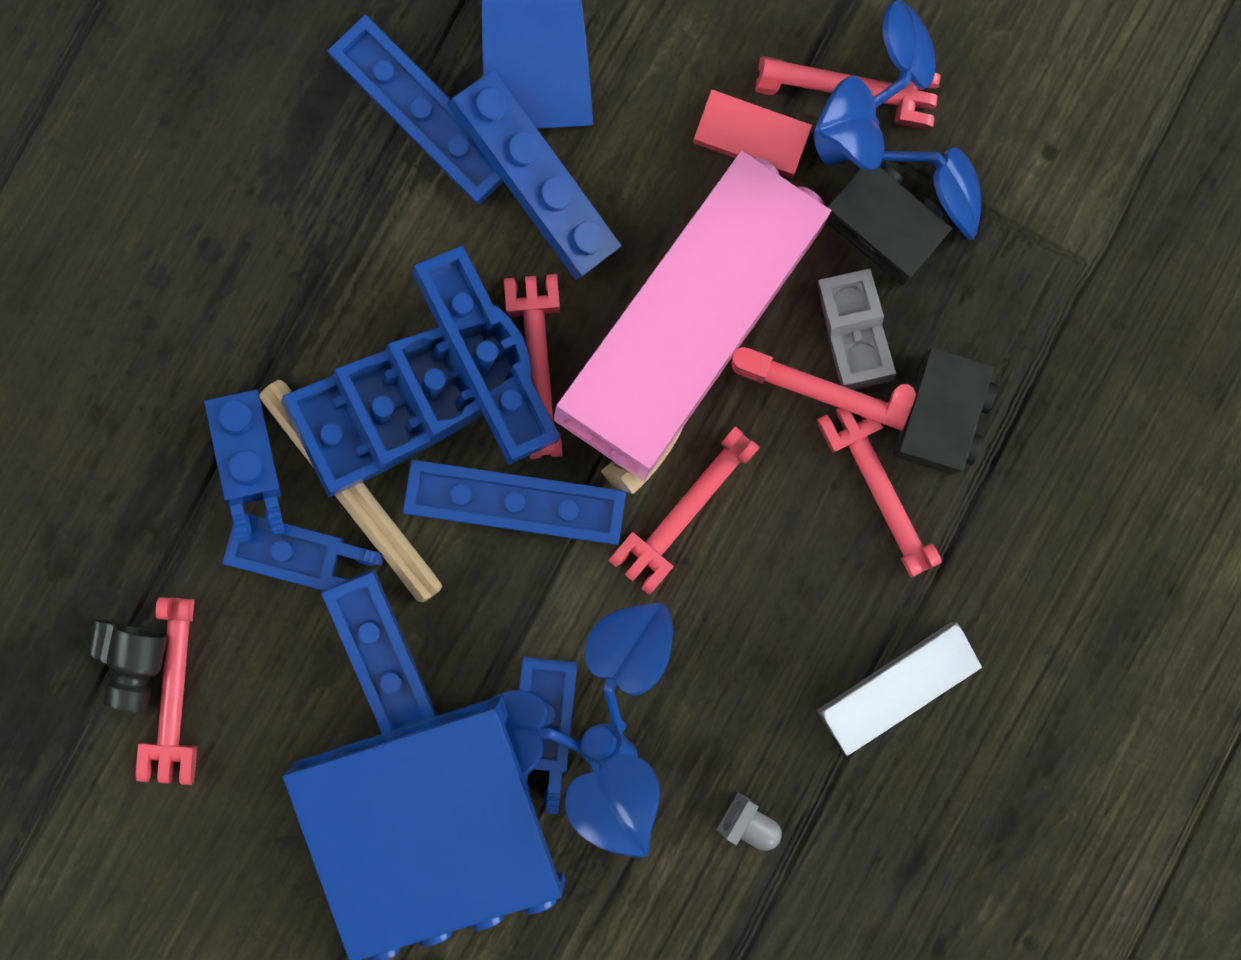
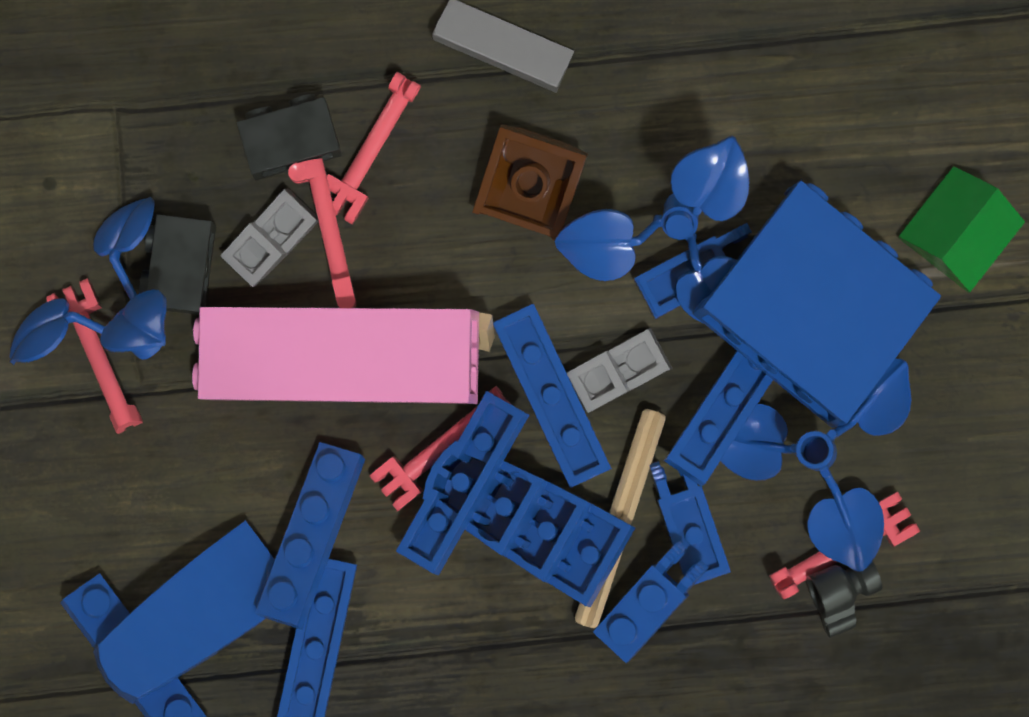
camera: 120 degrees left, 0 degrees up
(190, 708) = (850, 524): none -> blue plant
(496, 587) = (619, 370): none -> light grey slope
(736, 450) = (524, 279): coral hinge -> none
(738, 125) = (176, 403): coral tile -> none
(744, 623) = (530, 180): none -> reddish brown slope
(748, 824) = (666, 87): light grey piece -> none

